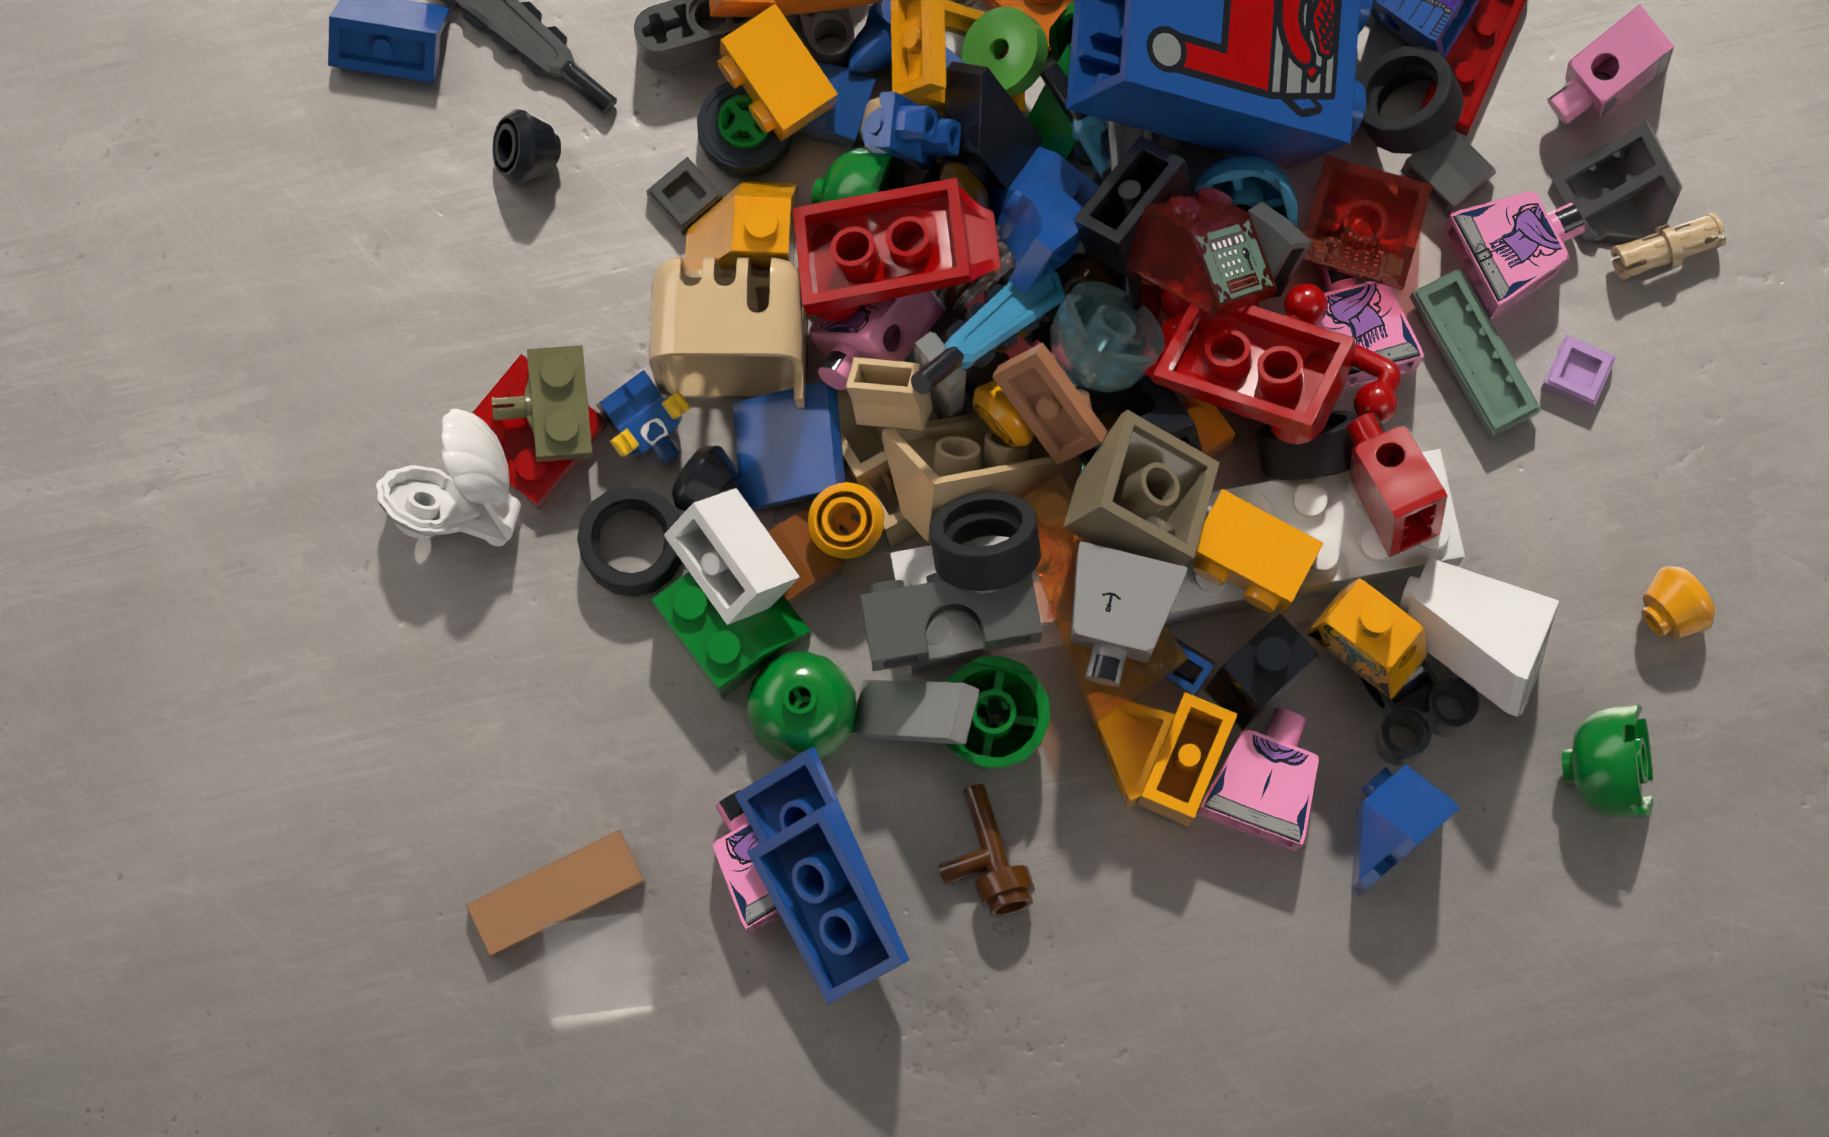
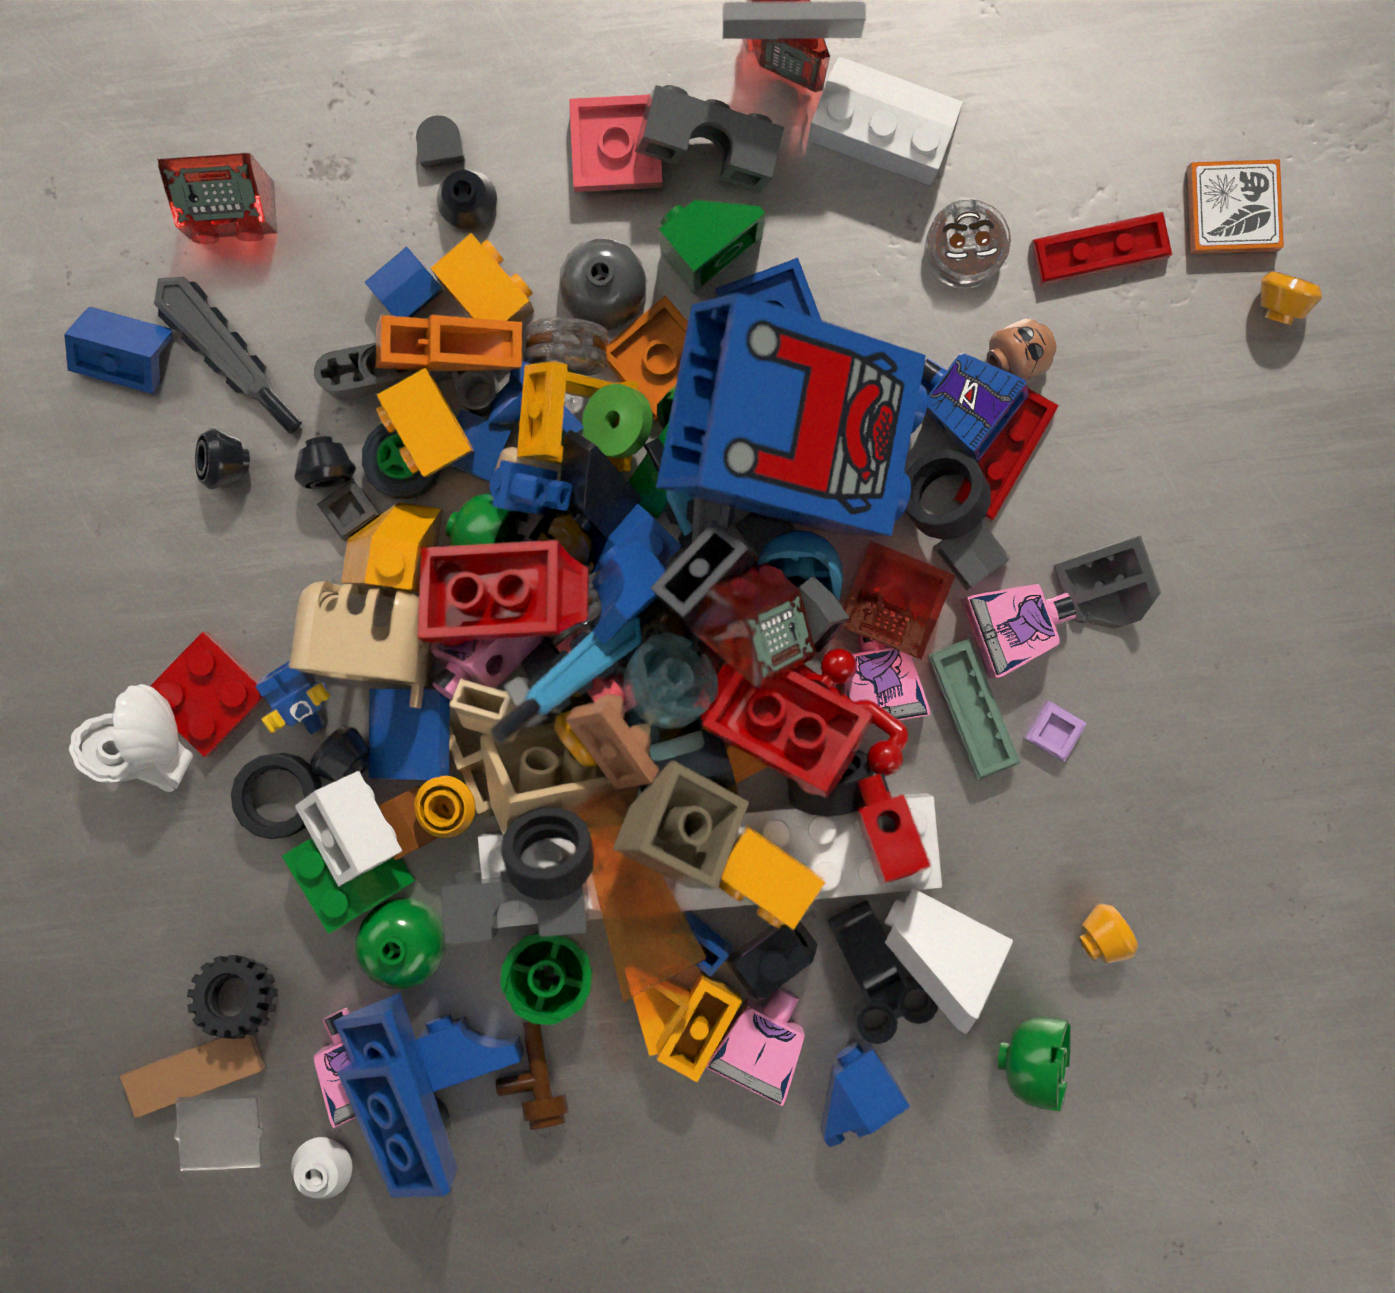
camera: 10 degrees right, 10 degrees up
(553, 404) = (220, 681): olive plate -> none
(585, 761) = (207, 990): none -> black tyre
(652, 142) = (323, 464): none -> black cone
(730, 1015) = (321, 1168): none -> white cone
(895, 831) = (459, 1053): none -> blue arch
(915, 711) = (486, 976): light grey tile -> none
(1120, 607) = (652, 922): light grey torso -> none
(1371, 636) = (853, 950): light orange torso -> none
(1628, 53) = (1133, 476): bright pink torso -> none
(1668, 246) = (1142, 635): tan pin -> none

